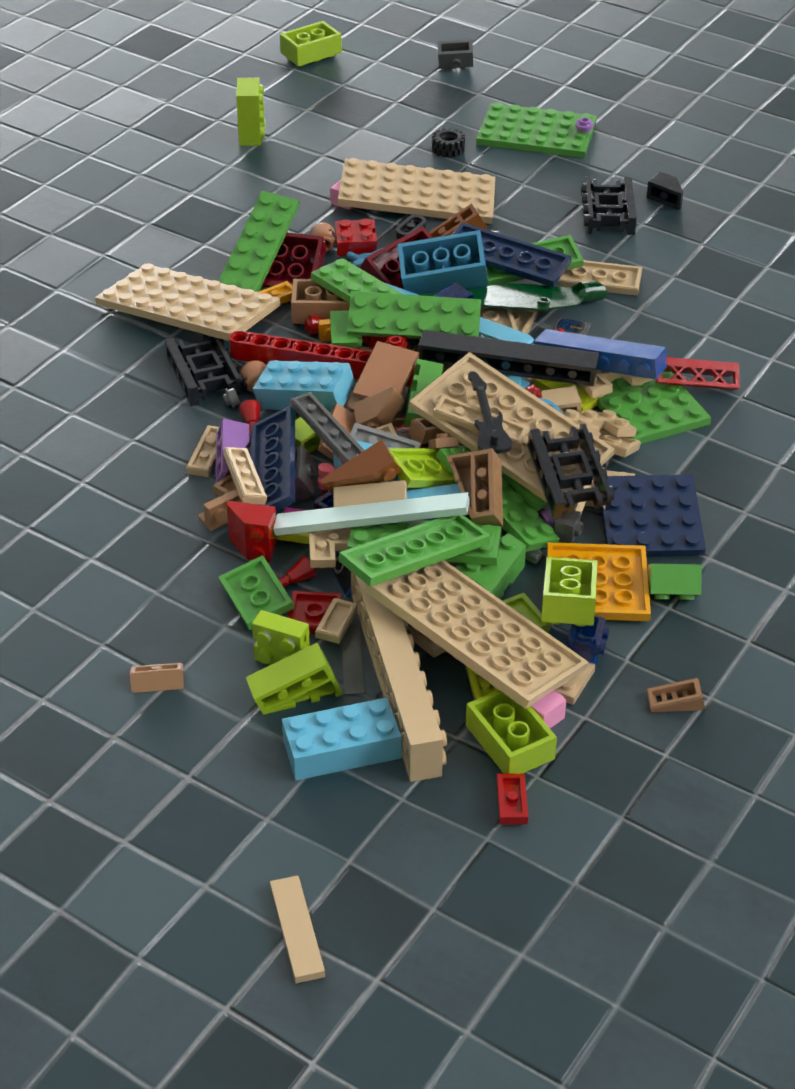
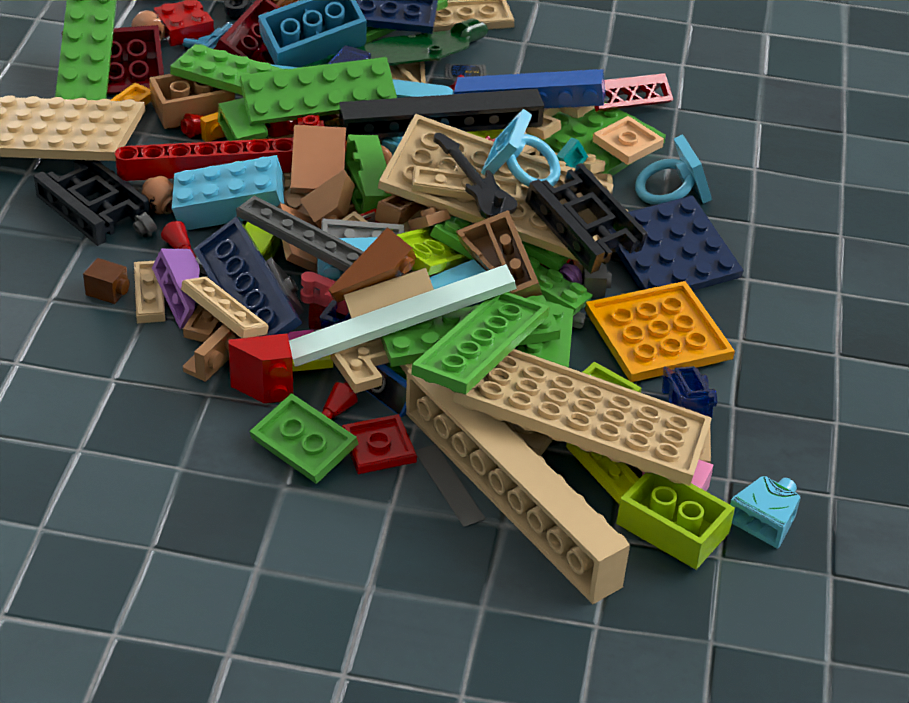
camera: 25 degrees left, 0 degrees up
(157, 677) = (240, 568): medium nougat slope -> none
(177, 434) = (106, 281): none -> reddish brown brick
(278, 637) = (372, 486): lime piece -> none
(294, 680) = (409, 525): lime wedge -> none
(336, 620) = (413, 445): tan tile -> none
(341, 738) = (498, 578): medium azure brick -> none
(512, 799) = (715, 589): red plate -> none
(529, 395) = (510, 145): none -> medium azure tile
(569, 591) = (655, 346): lime brick -> none
(595, 748) = (766, 509): none -> medium azure torso
(604, 417) = (572, 153): none -> teal plate
(667, 414) = (628, 140): none -> light nougat plate
(674, 580) = (739, 308): bright green brick -> none
(686, 703) = (819, 416): medium nougat slope -> none
(705, 452) = (689, 170): none -> medium azure tile

